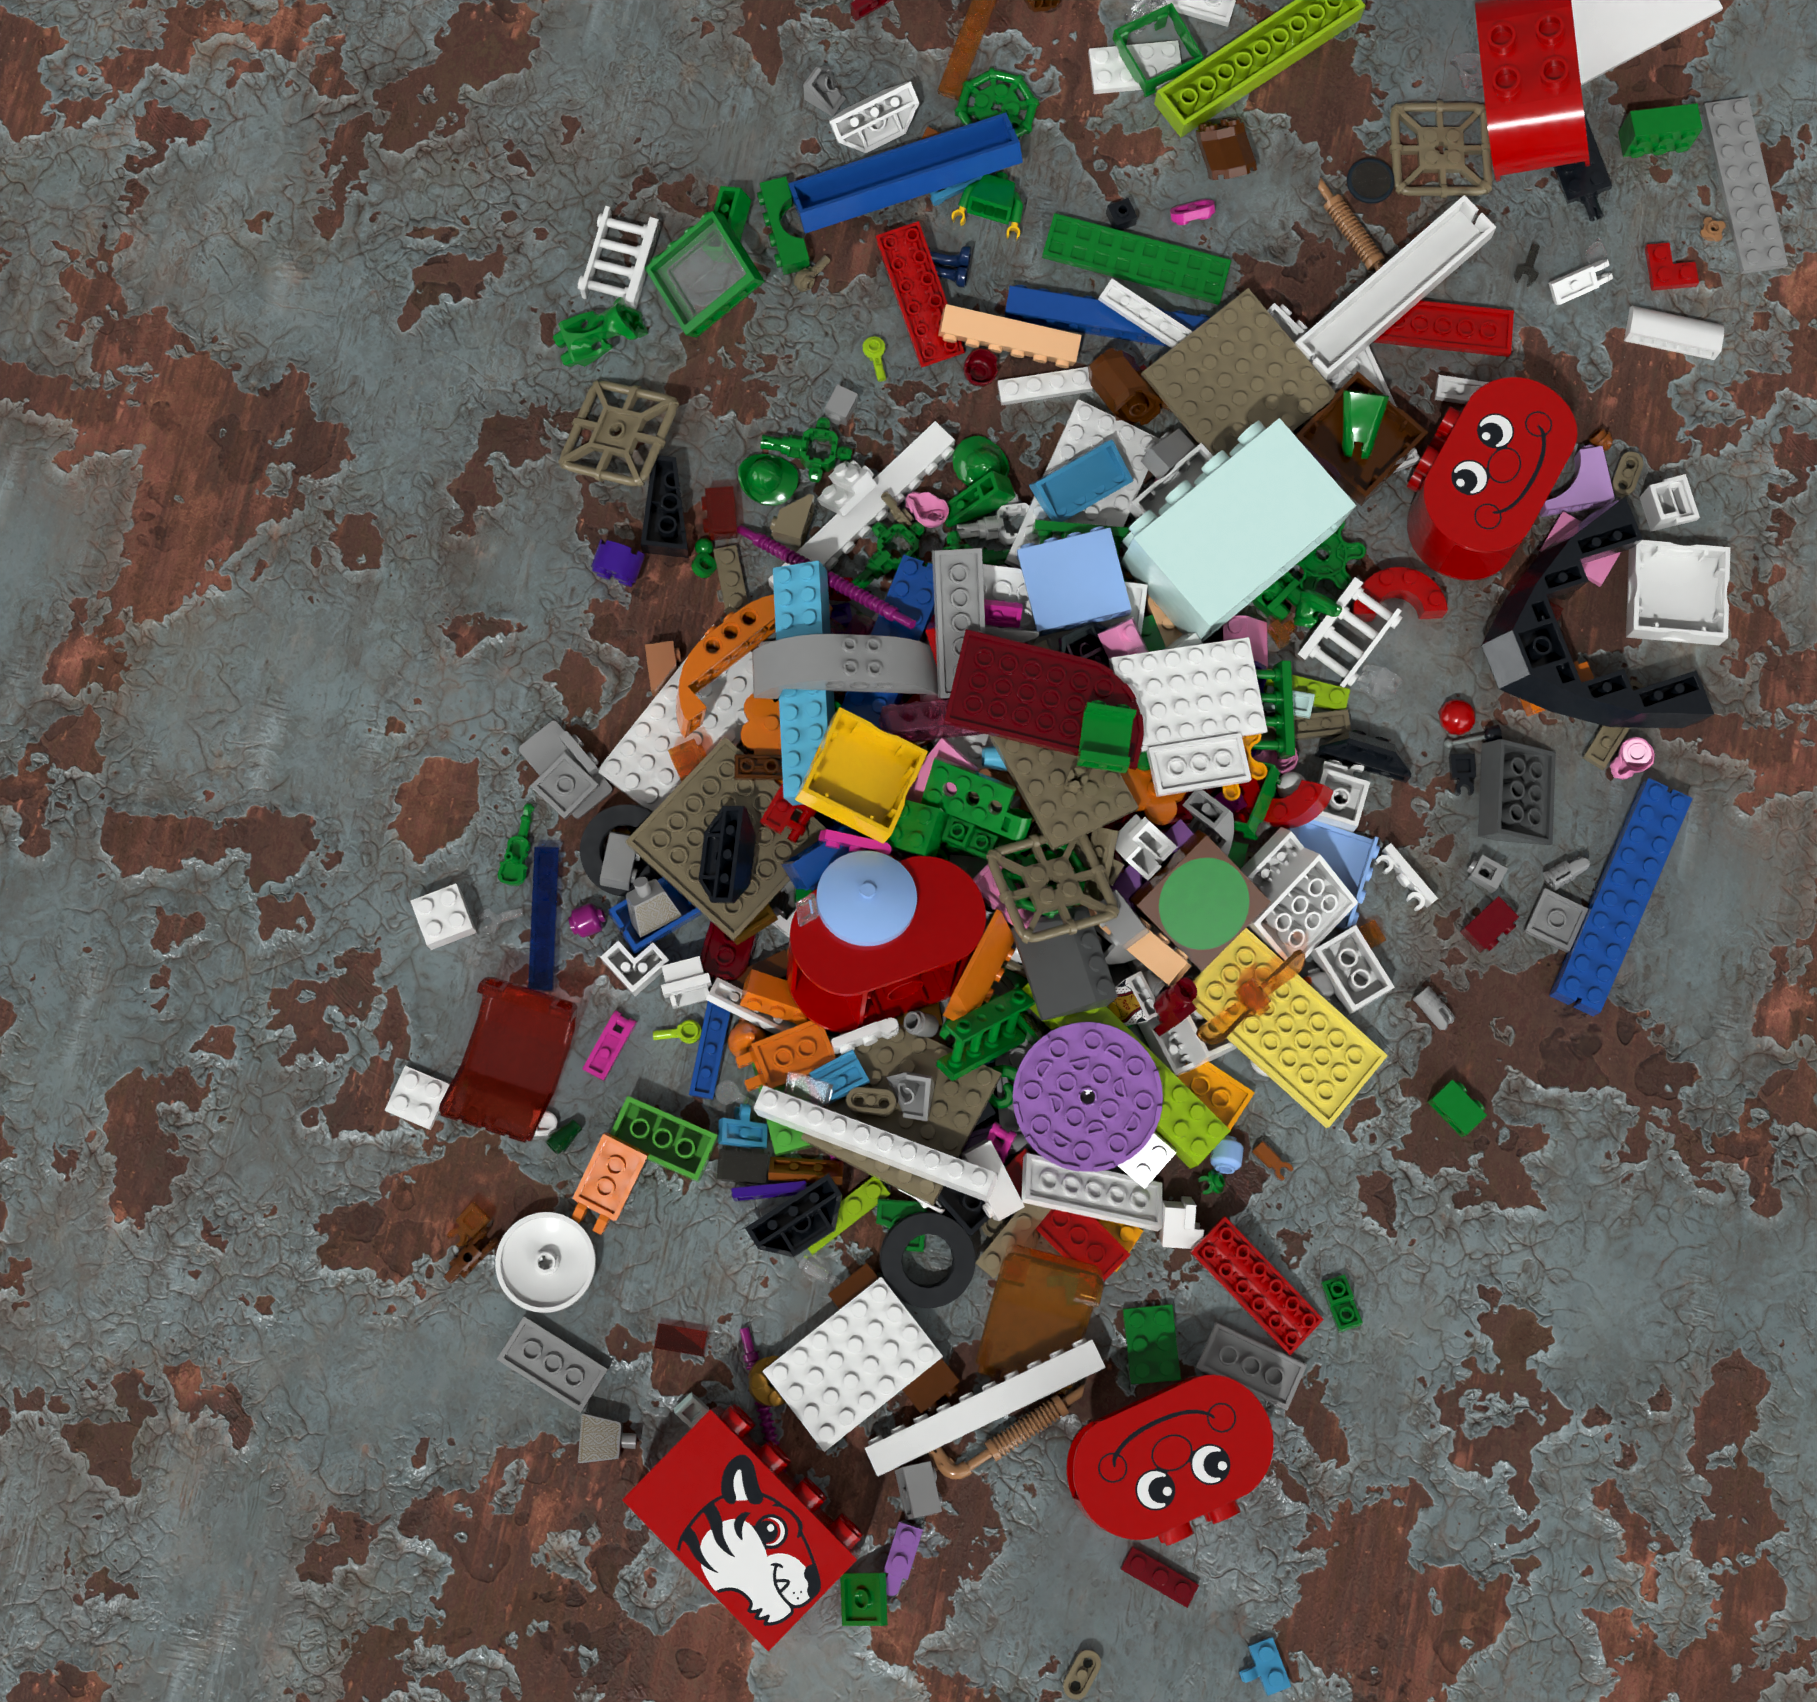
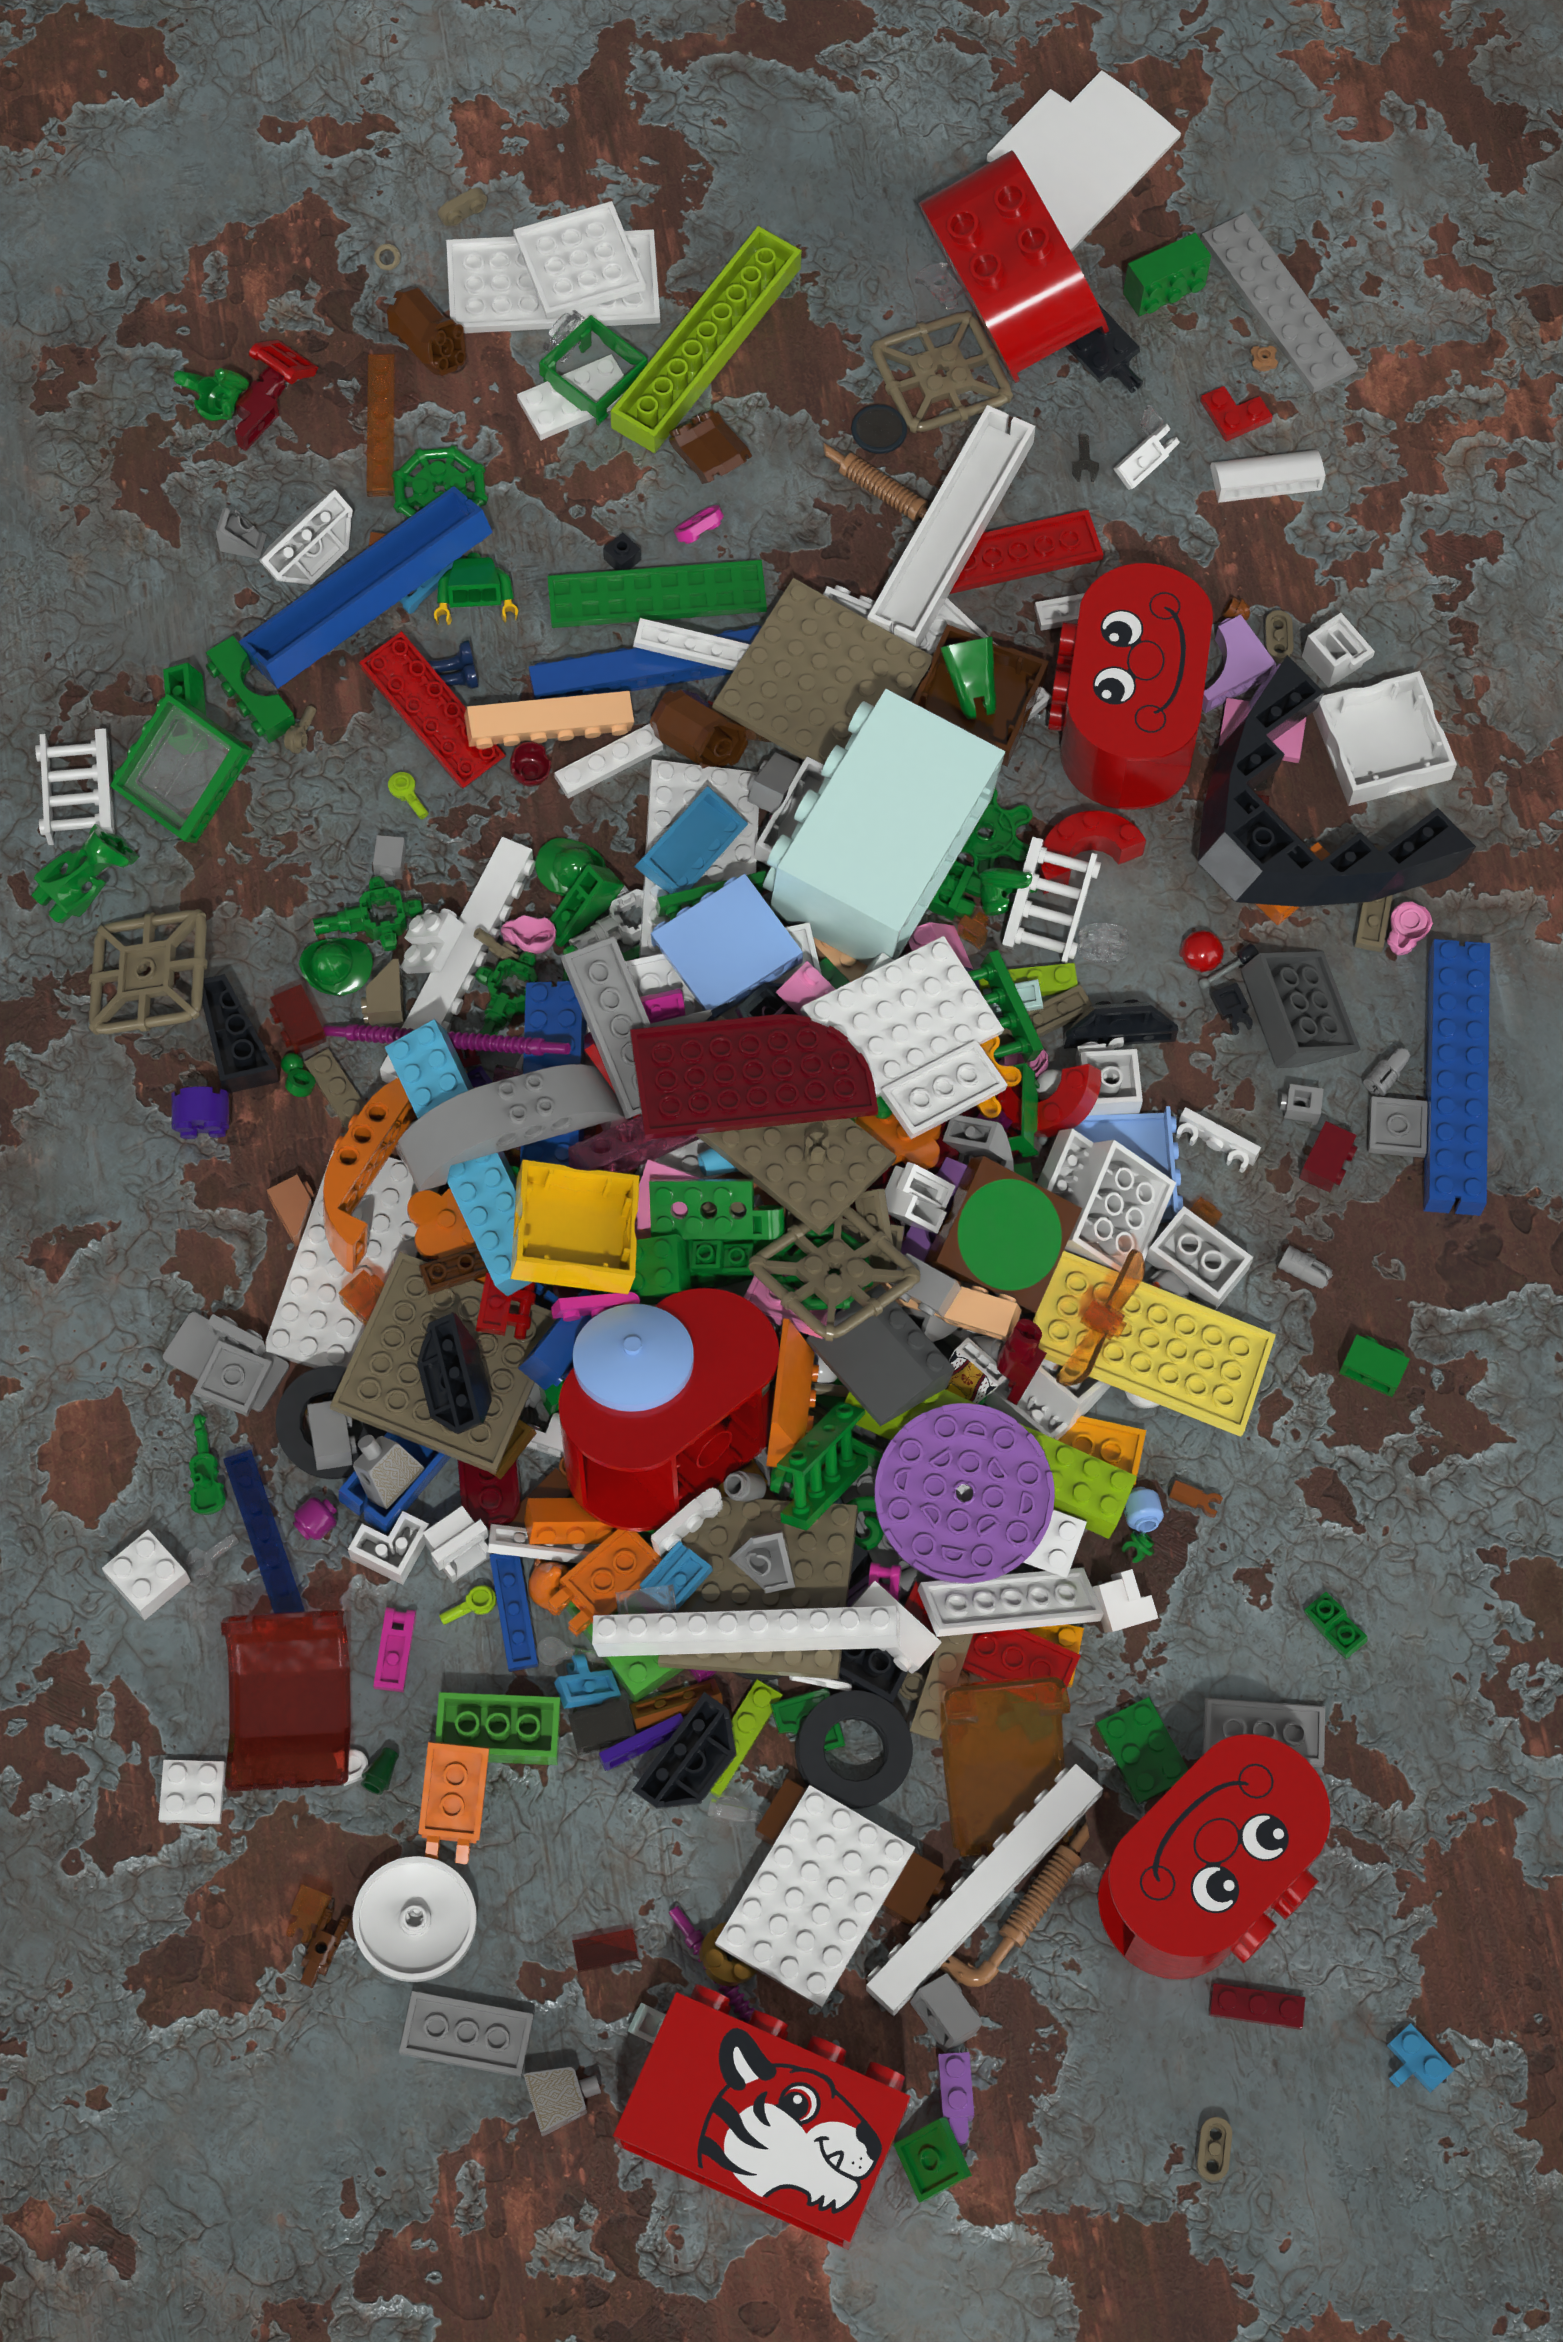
camera: 20 degrees left, 10 degrees down
(807, 909) = (571, 1391): clear slope -> none
(872, 1100) = (722, 1587): dark tan plate -> none
(1106, 736) = (831, 1088): green panel -> none
(1256, 1285) = (1234, 1637): red plate -> none

